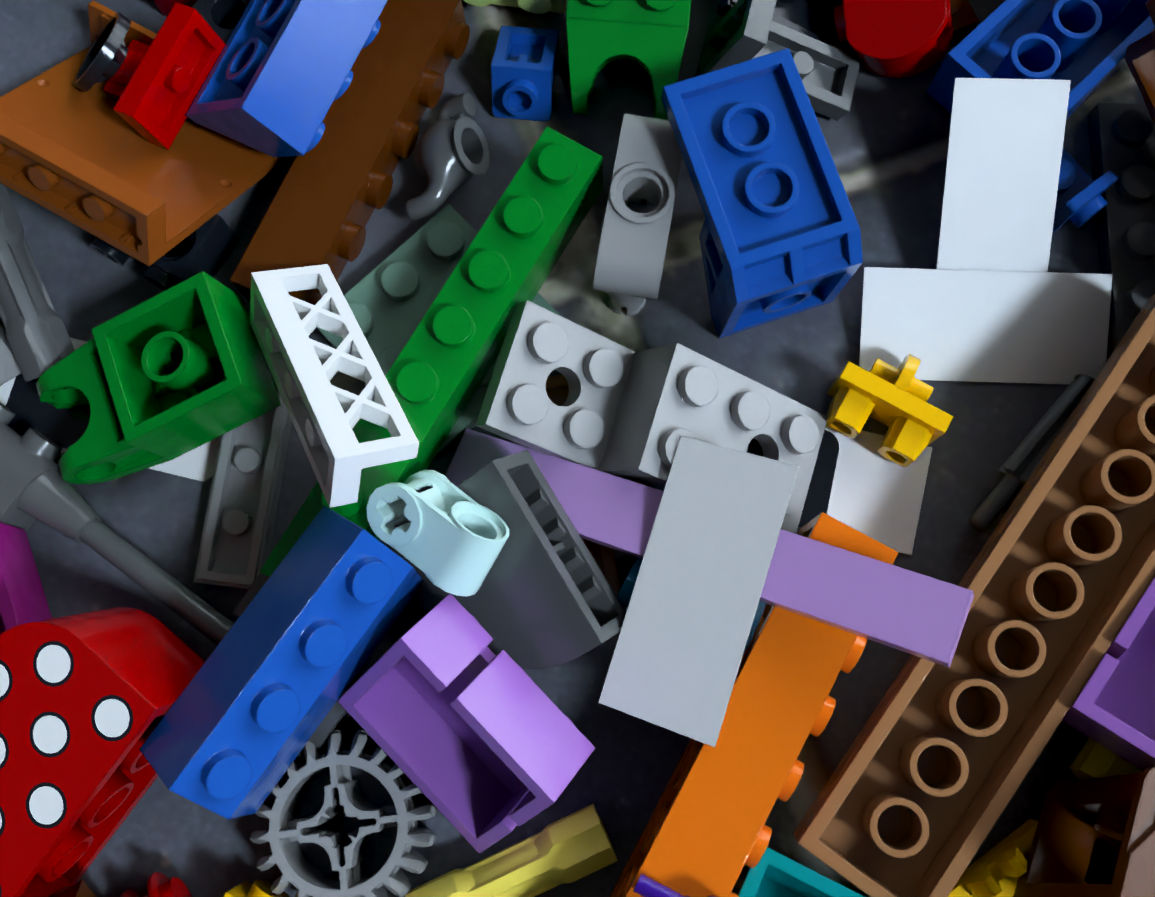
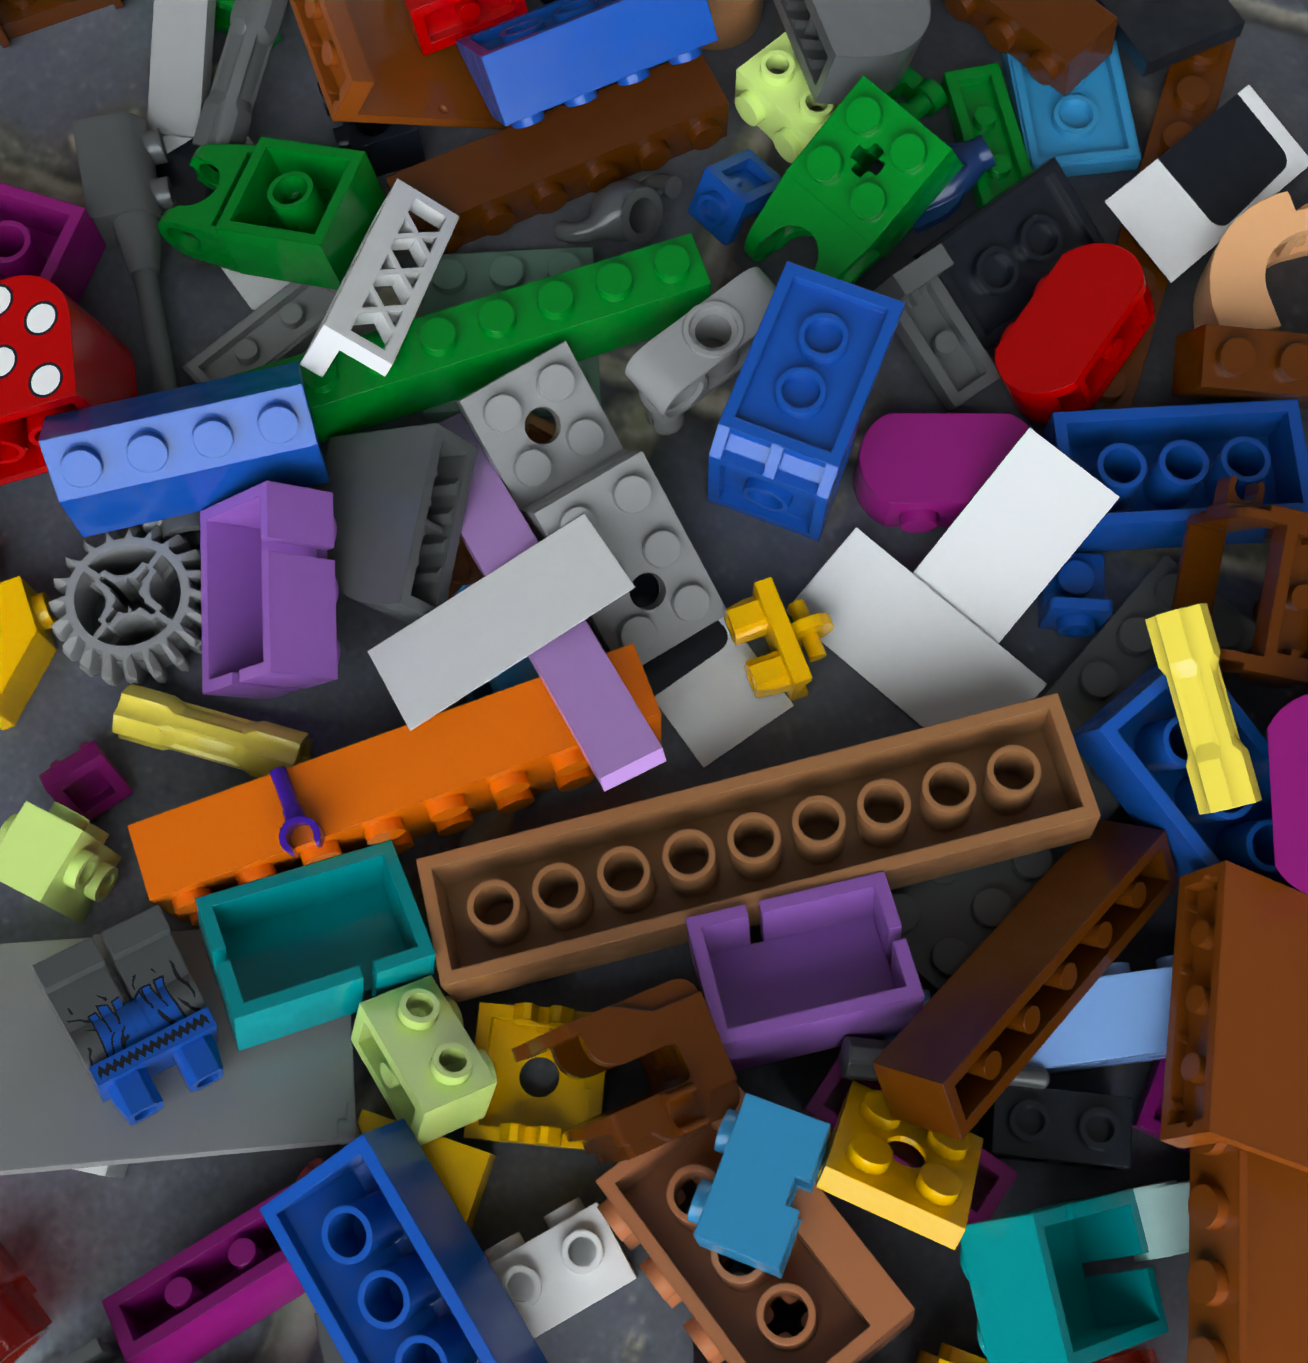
camera: 40 degrees right, 5 degrees down
(447, 530) = (360, 442): light aqua piece -> none
(896, 159) = (929, 466): none -> magenta brick

